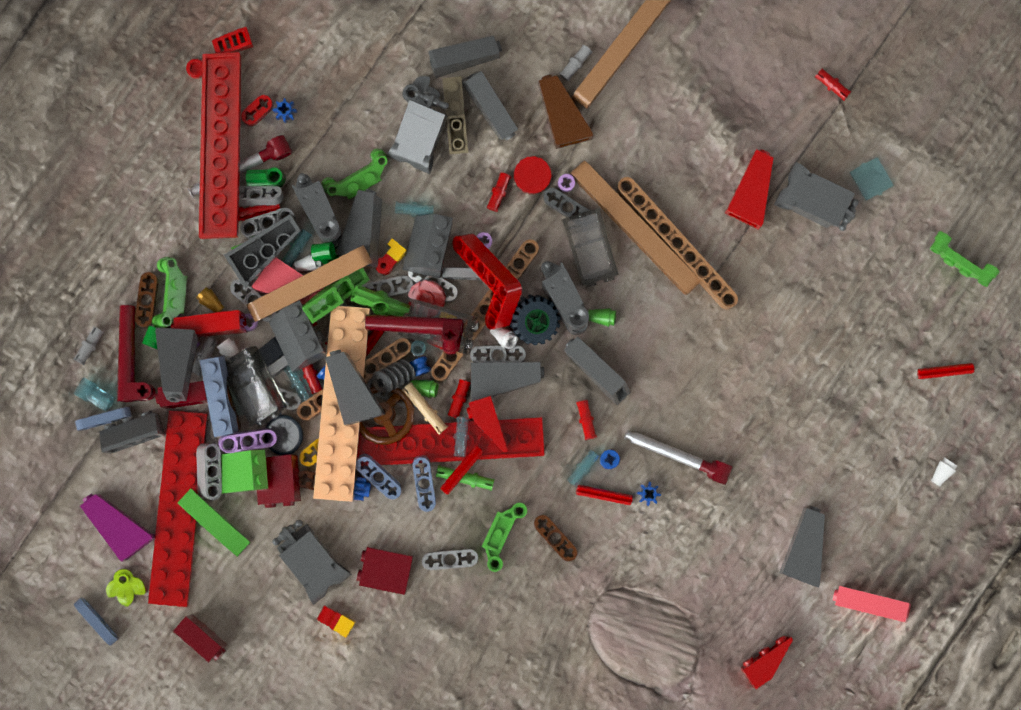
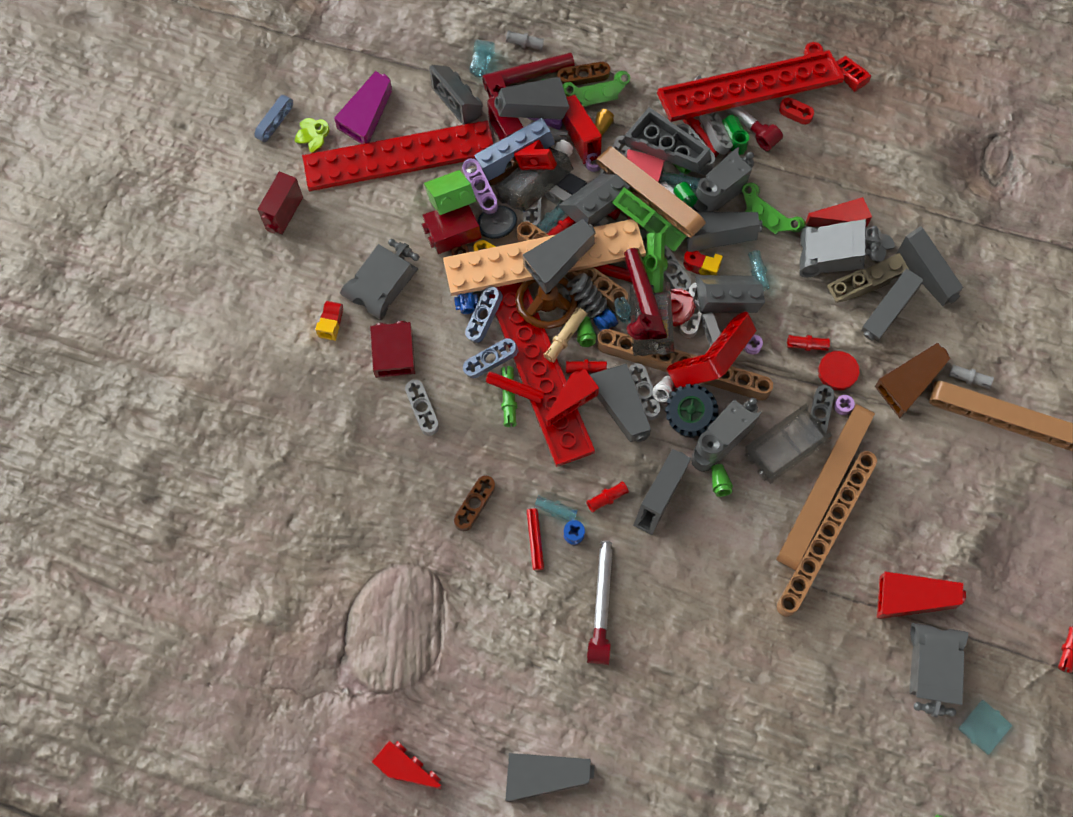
camera: 80 degrees right, 15 degrees down
(103, 418) = (462, 69): sand blue beam -> none
(214, 479) = (431, 166): light grey beam -> none
(214, 522) = (393, 186): bright green slope -> none
(237, 380) = (535, 157): none -> red slope
(280, 107) = (806, 131): blue gear -> none
(386, 108) = (840, 213): none -> red slope
(461, 437) = (548, 376): clear light blue pin -> none
(499, 532) = (461, 445): bright green plate -> none
(643, 493) = (549, 577): blue gear -> none

